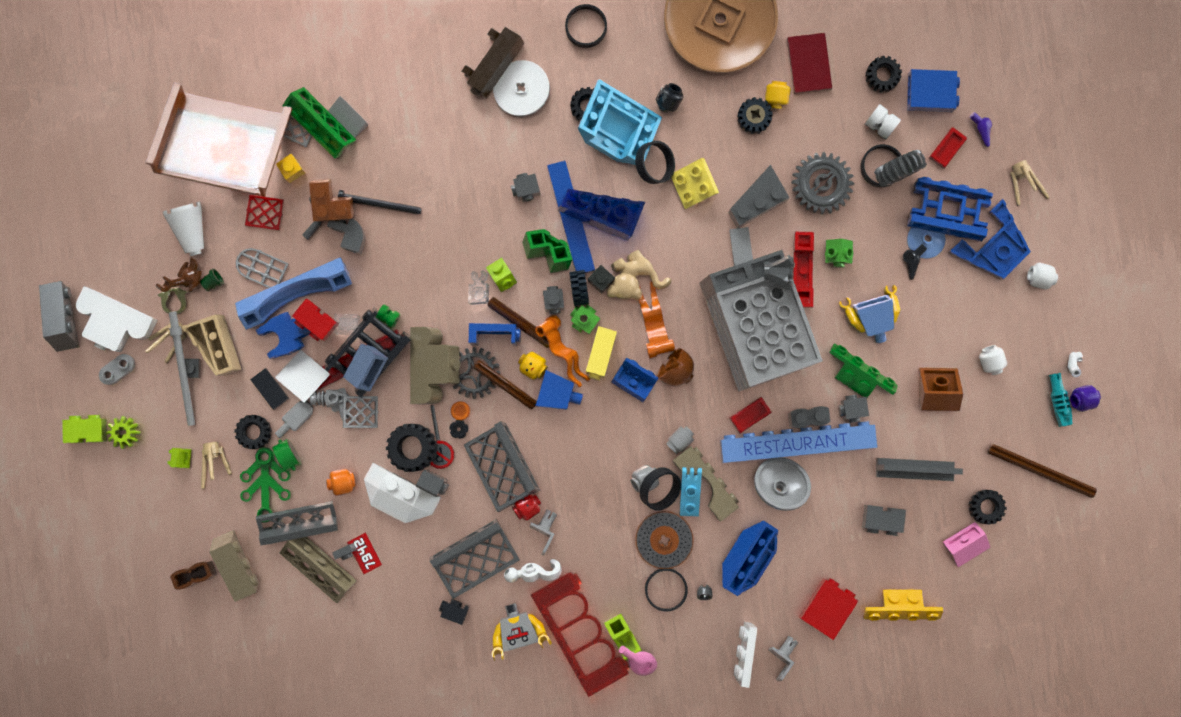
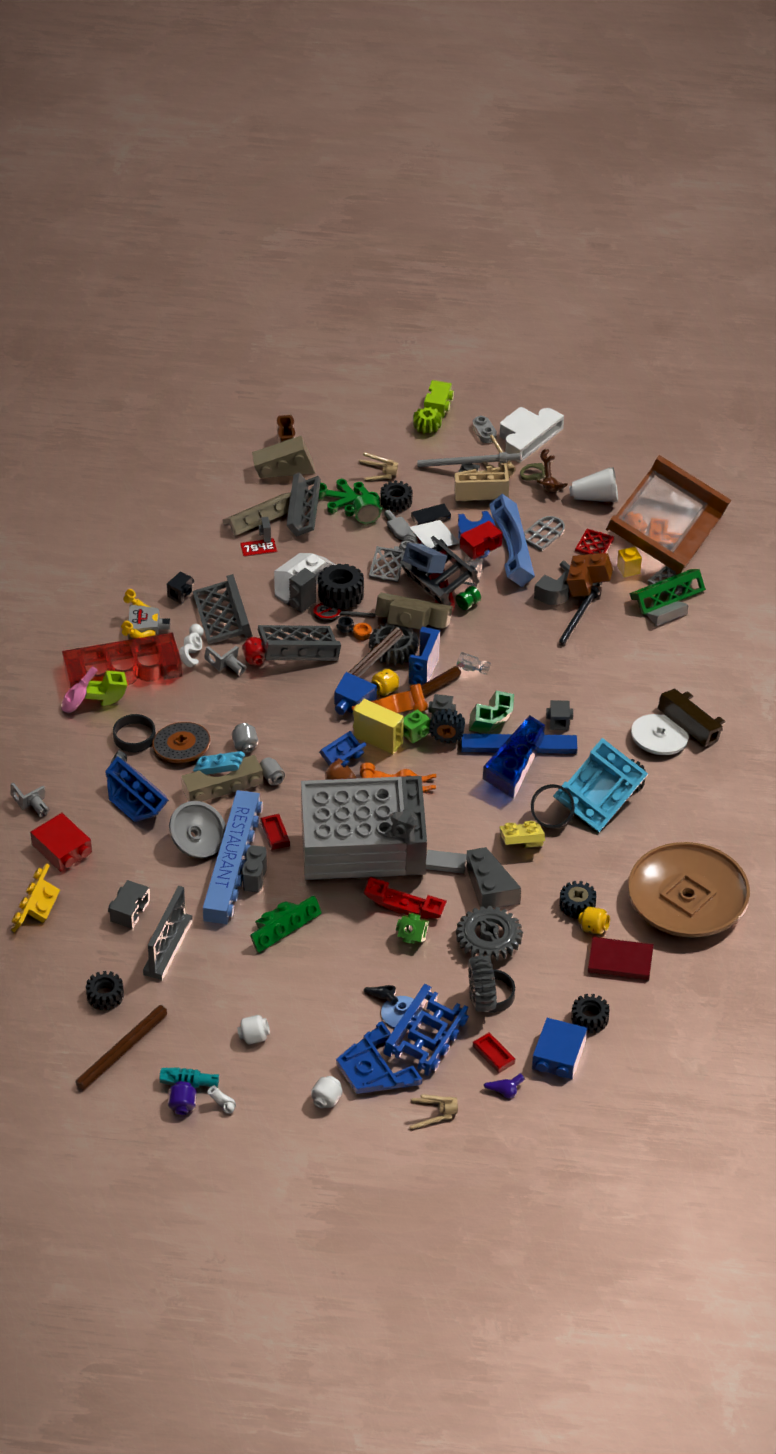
camera: 105 degrees right, 40 degrees down
(57, 316) = (539, 394): wedge -> none
(180, 458) = (391, 448): lime tile -> none
(212, 280) = (543, 497): dark green piece -> none
(340, 482) = (328, 539): orange head -> none
(501, 275) = (480, 679): lime bracket -> none
(590, 7) = (709, 779): black tyre -> none
(601, 279) = (450, 747): pearl dark grey brick -> none
(626, 284) = (438, 763): tan animal -> none
(650, 479) = (216, 735): black tyre -> none
(669, 97) = (615, 834): black head -> none
(745, 654) = (48, 758): white plate -> none
(853, 408) = (249, 907): dark grey brick -> none
(874, 315) = (337, 942): medium blue torso -> none
(882, 121) = (539, 996): white wheel -> none
(940, 389) = (241, 978): dark orange slope -> none
(967, 544) = (73, 964): bright pink panel -> none

